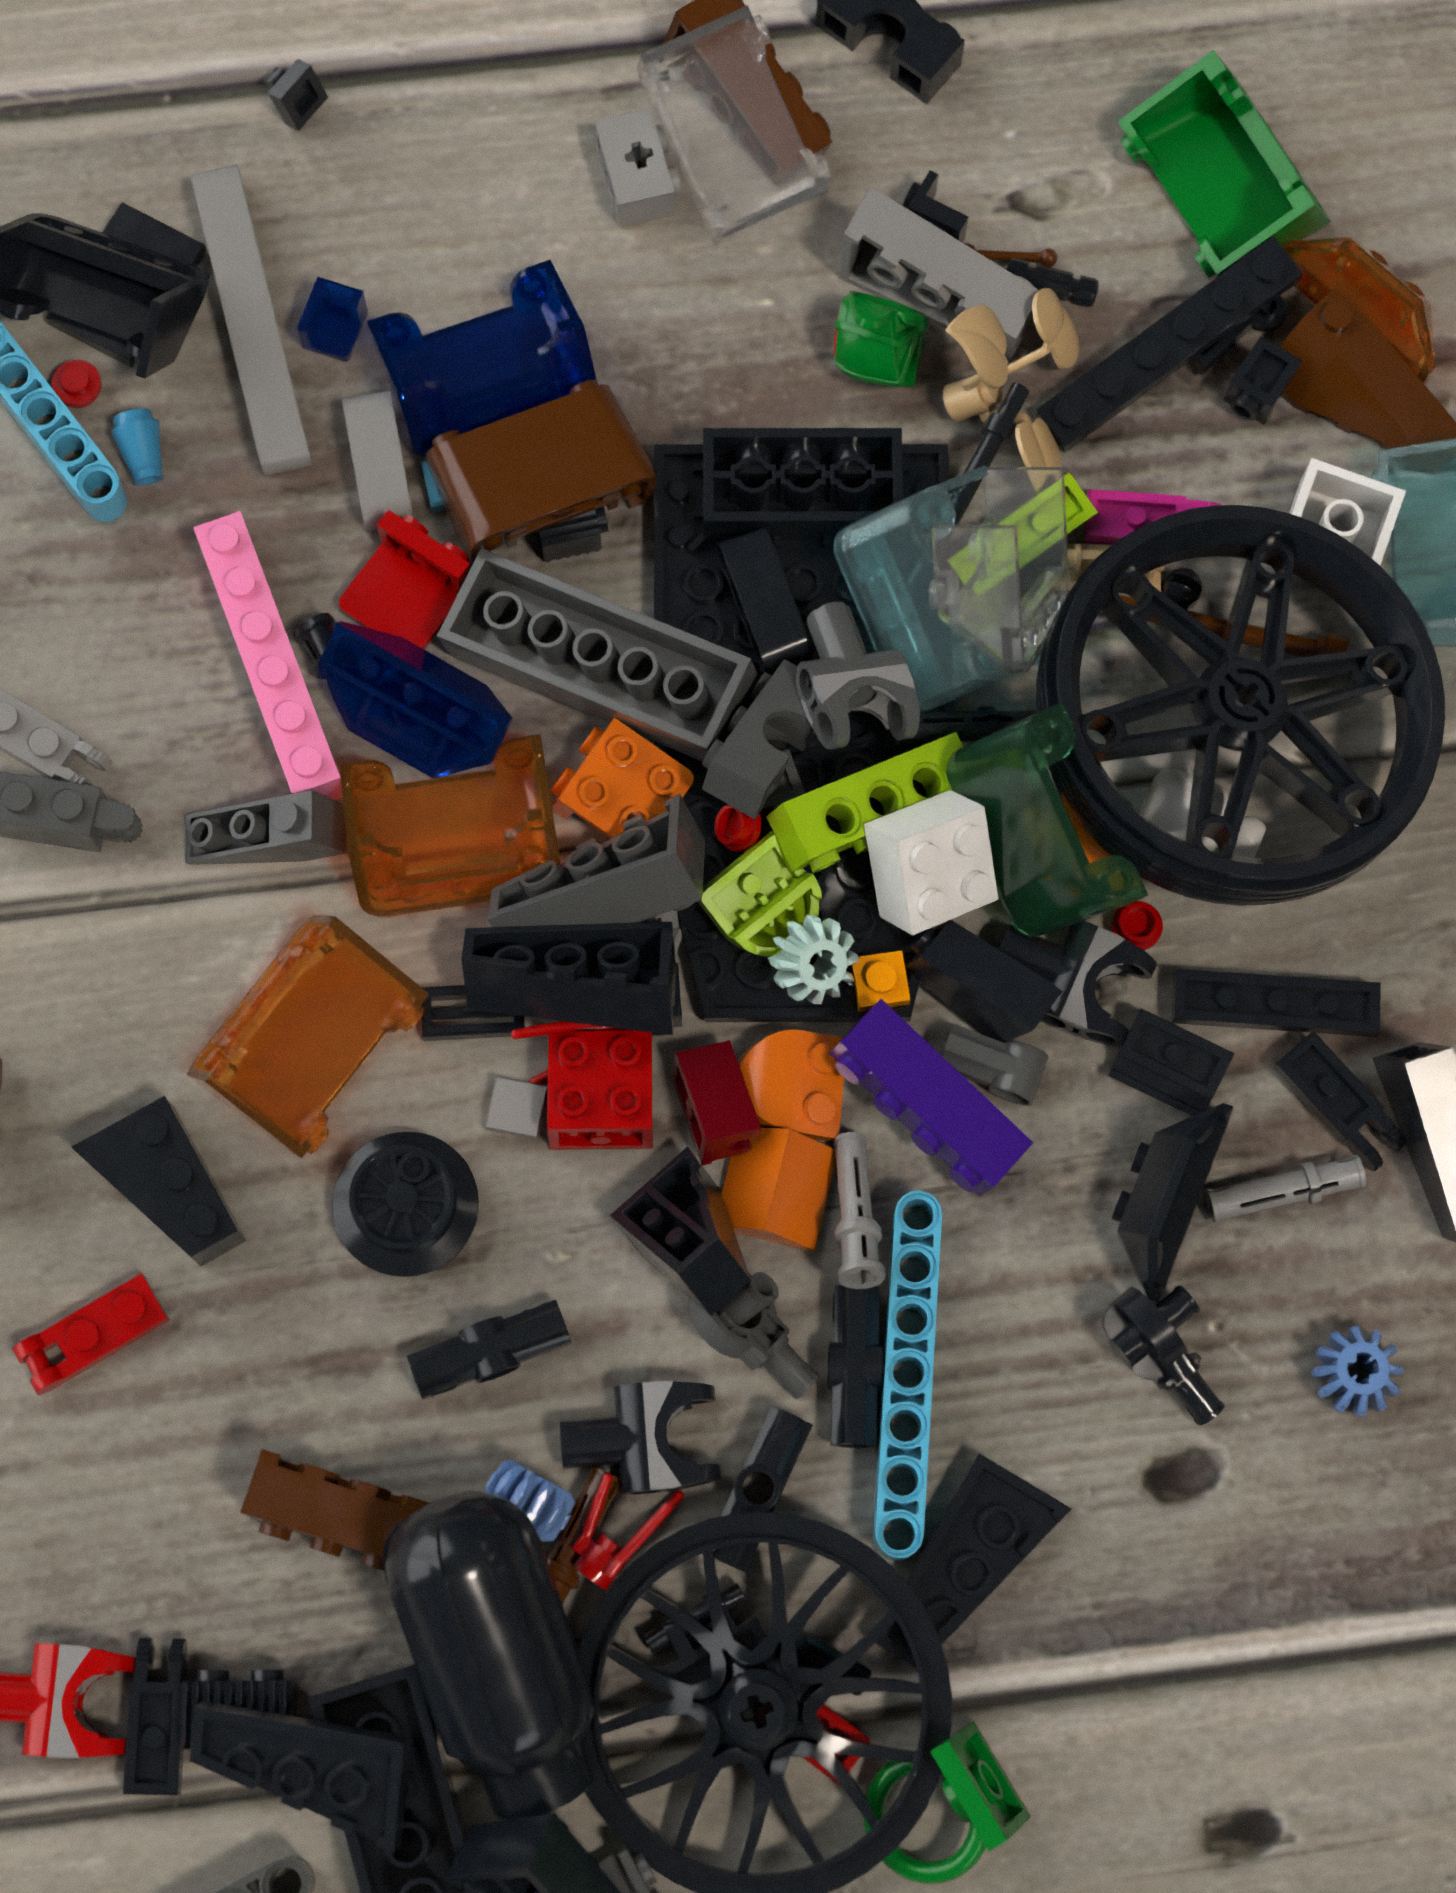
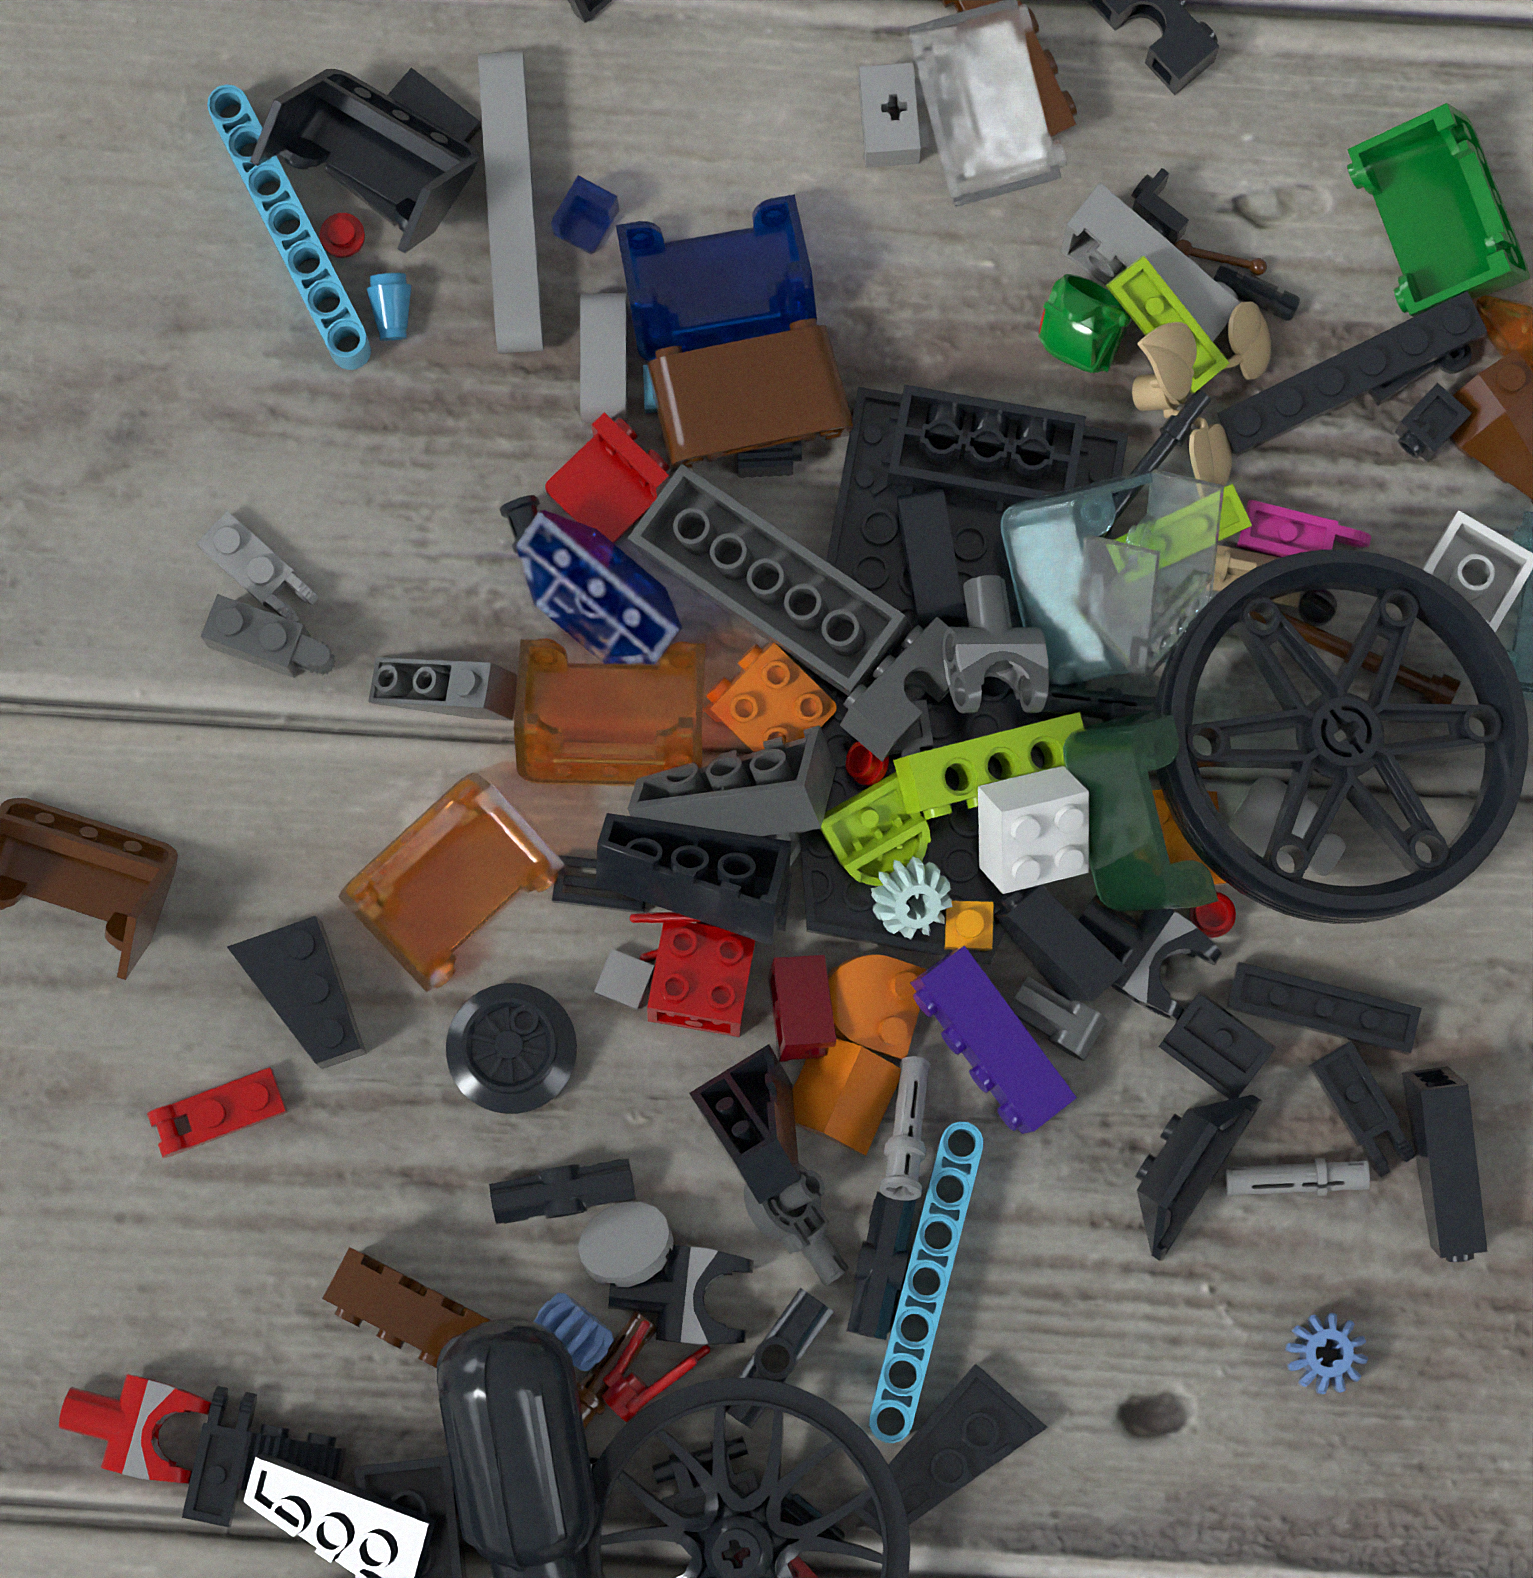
camera: 15 degrees right, 5 degrees up
(268, 656) = (473, 528): bright pink arch -> none
(569, 1393) = (625, 1244): none -> light grey tile
(944, 294) = (1153, 304): none -> lime plate
(1149, 1344) = (1145, 1301): black pin -> none

